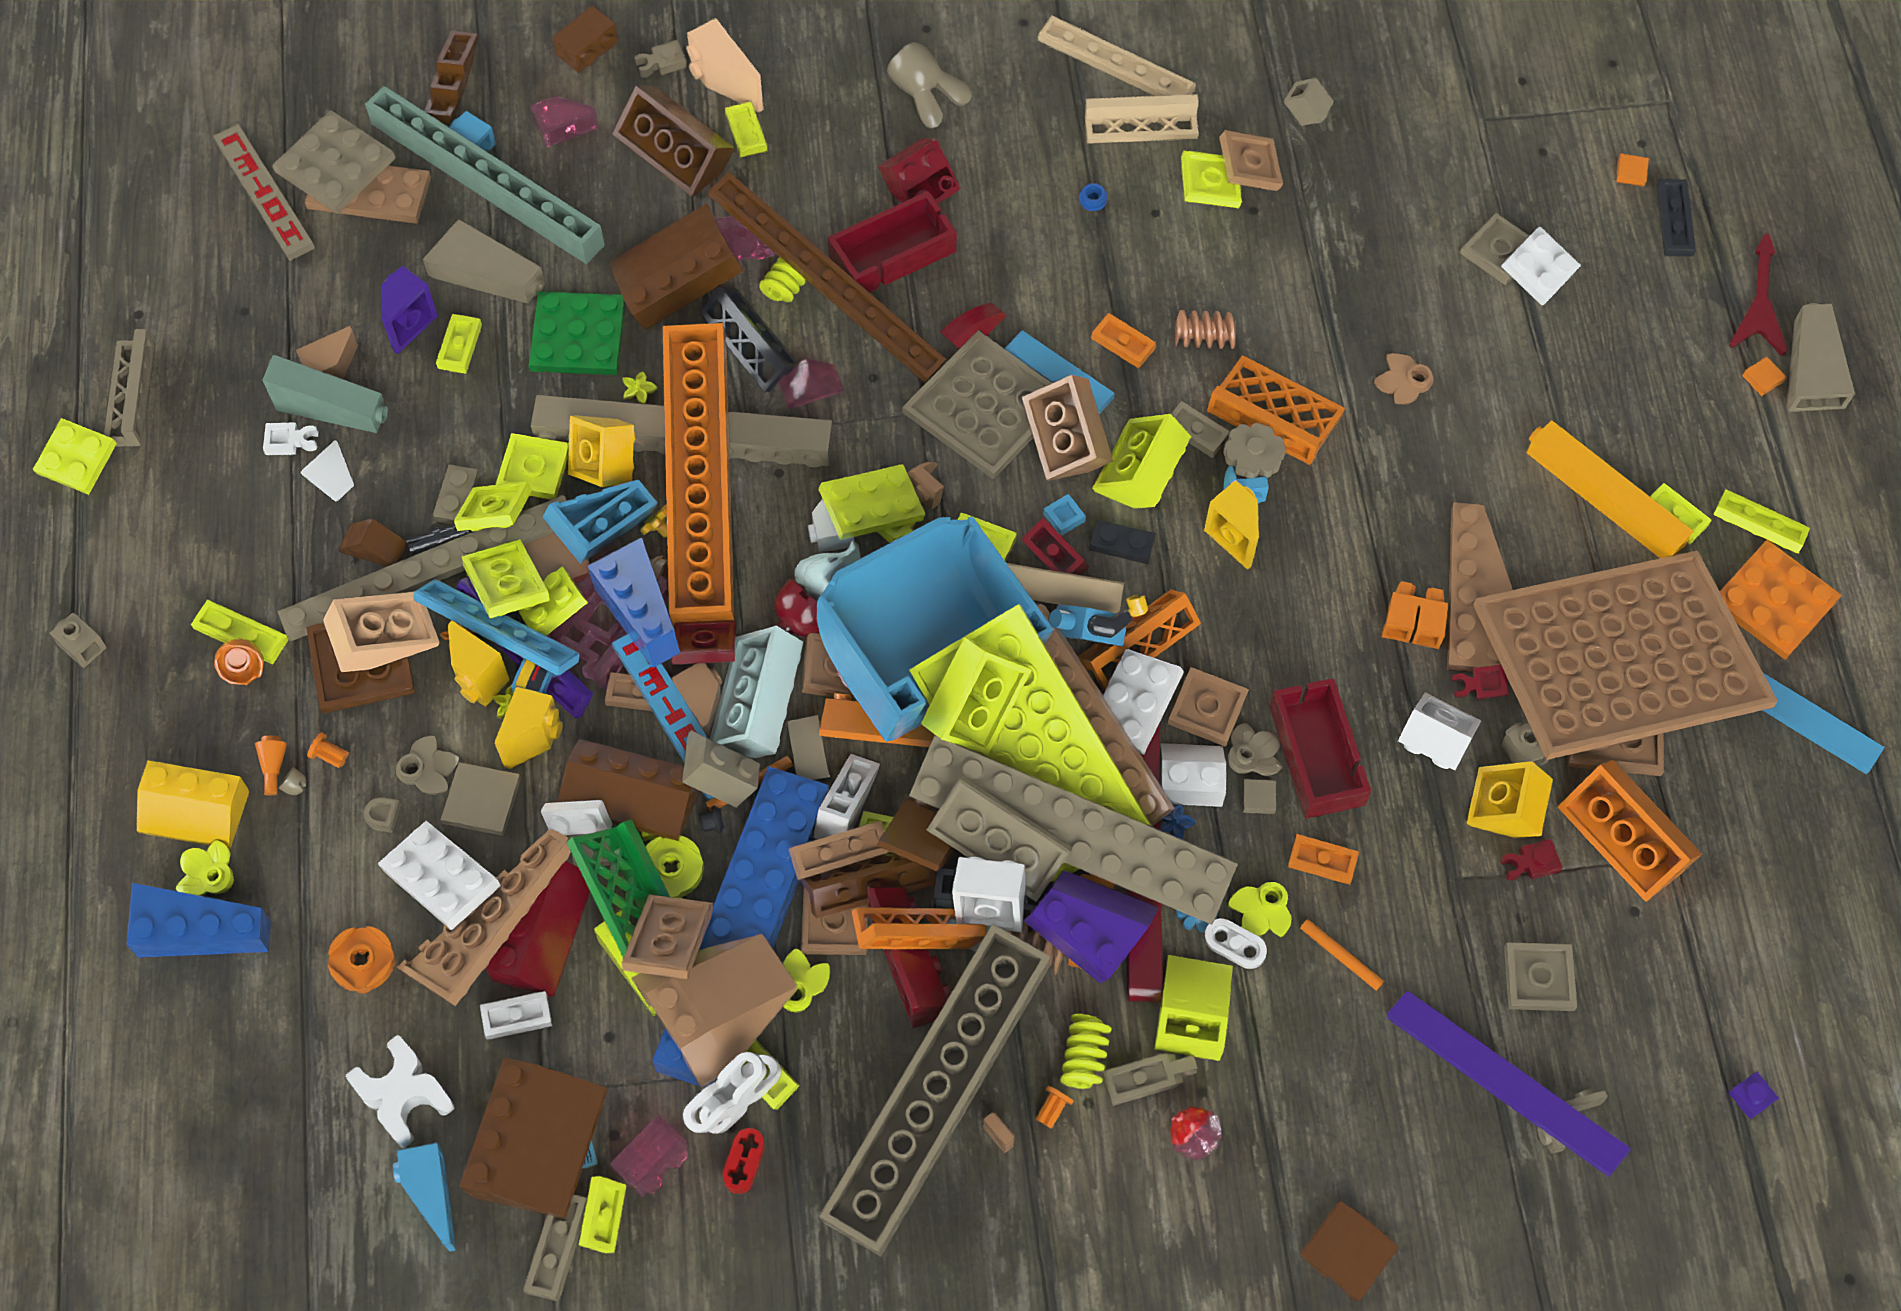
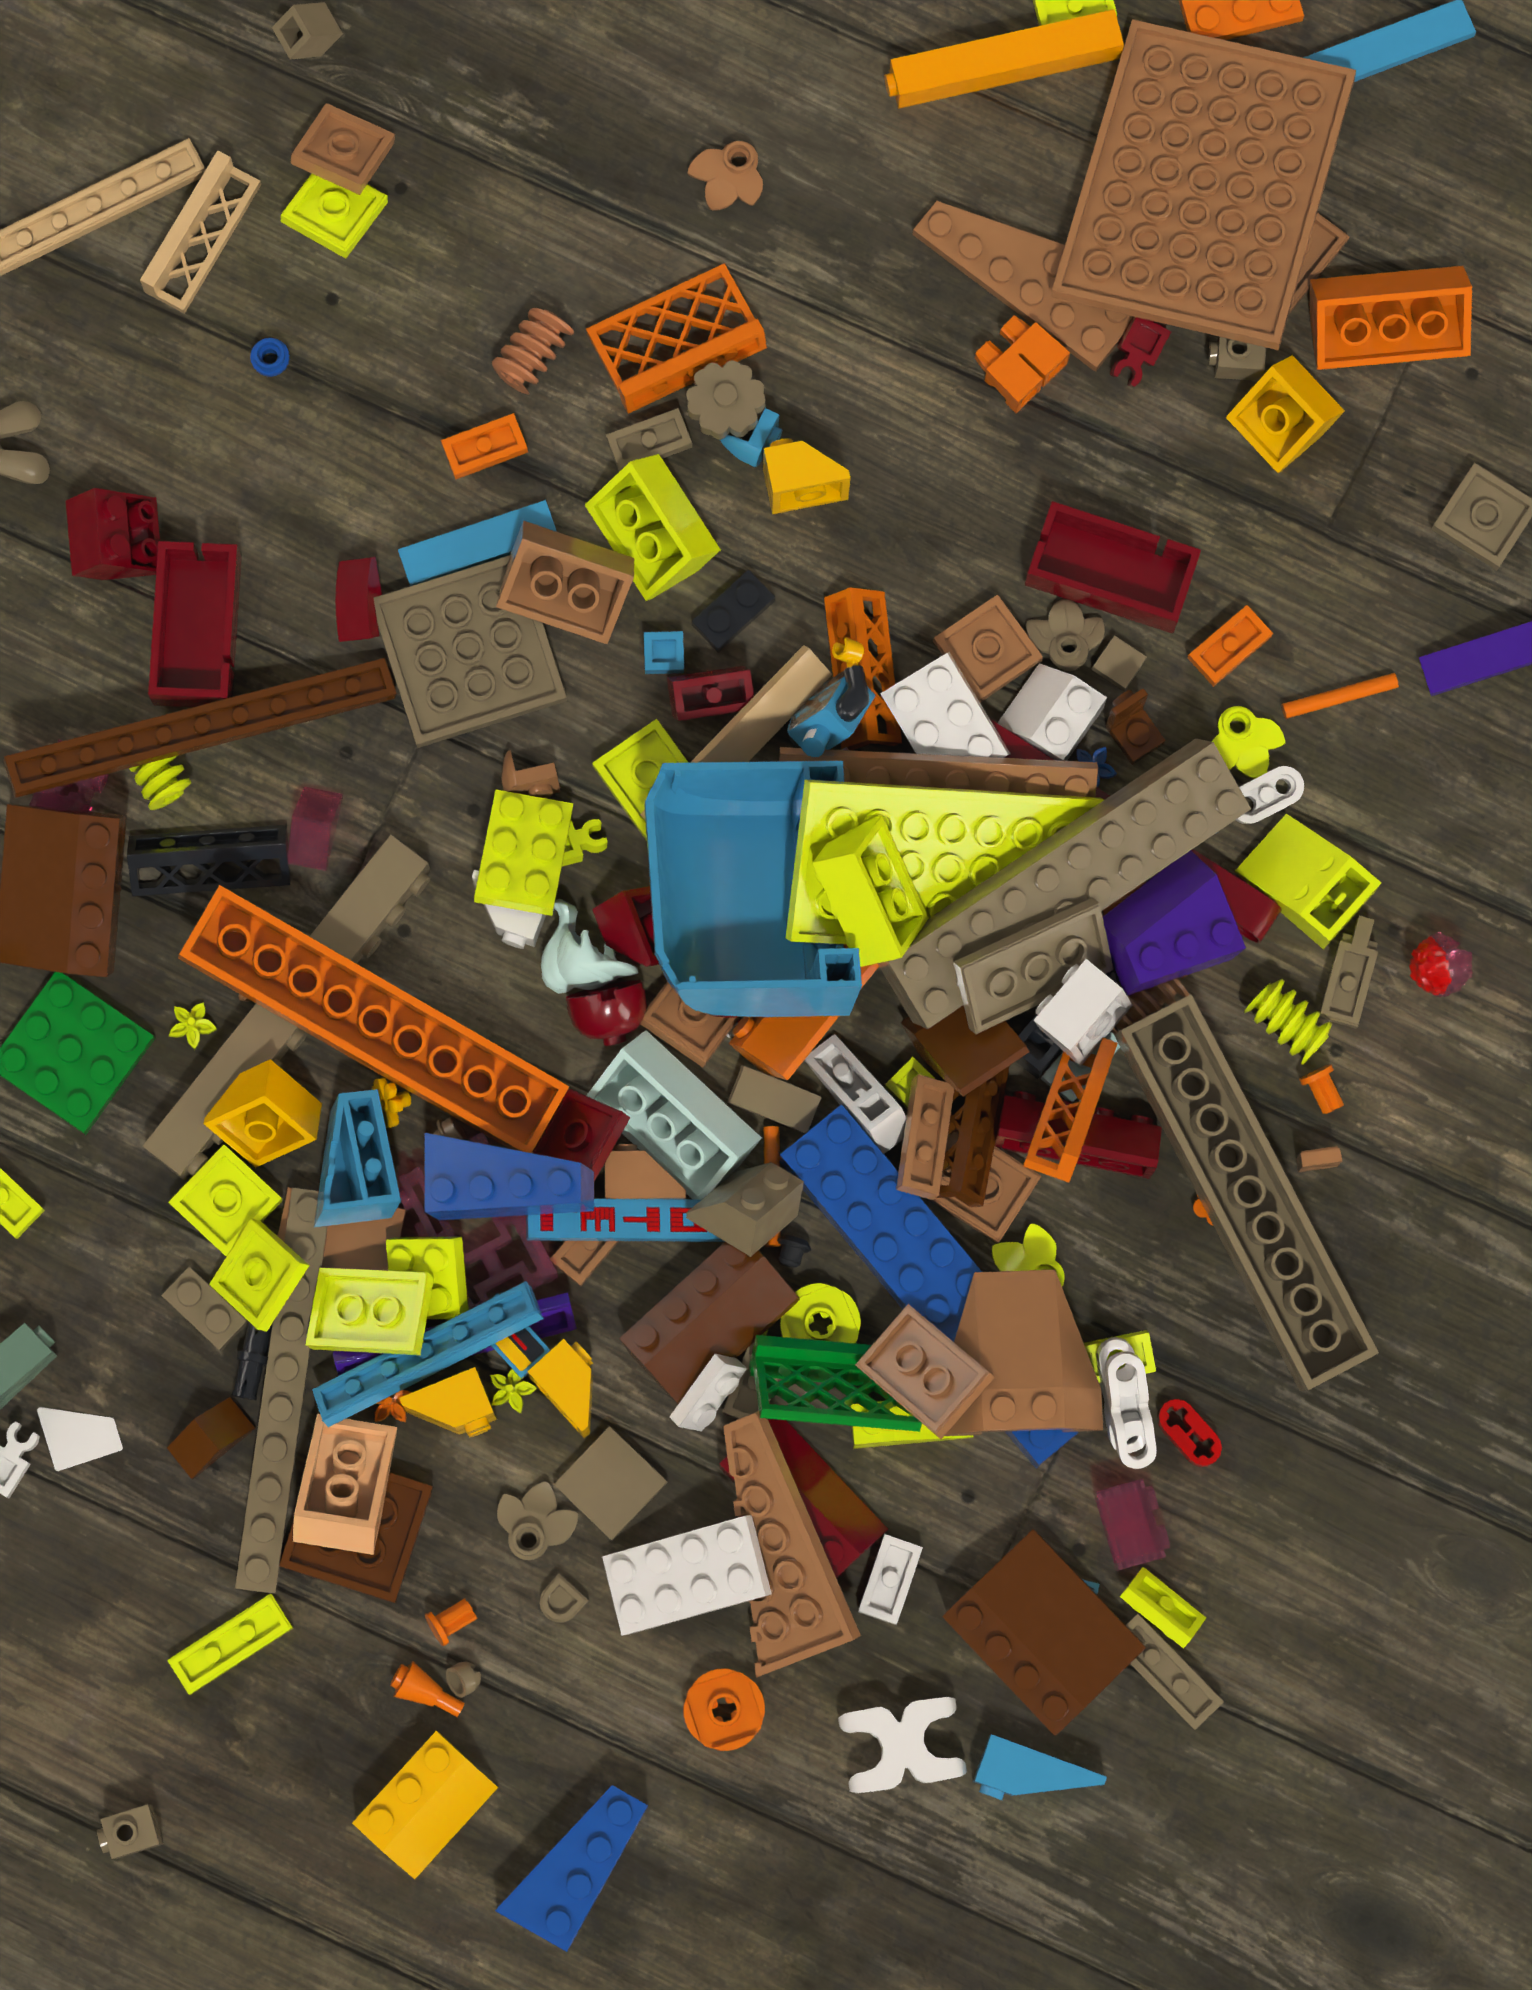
camera: 60 degrees left, 15 degrees up
(202, 869) = (508, 1829): neon yellow plate -> none
(239, 661) = (279, 1662): orange hair -> none
(1222, 823) = (1132, 726): none -> reddish brown bracket
(1439, 731) = (1166, 429): white slope -> none
(1535, 859) = (1361, 432): dark red plate -> none

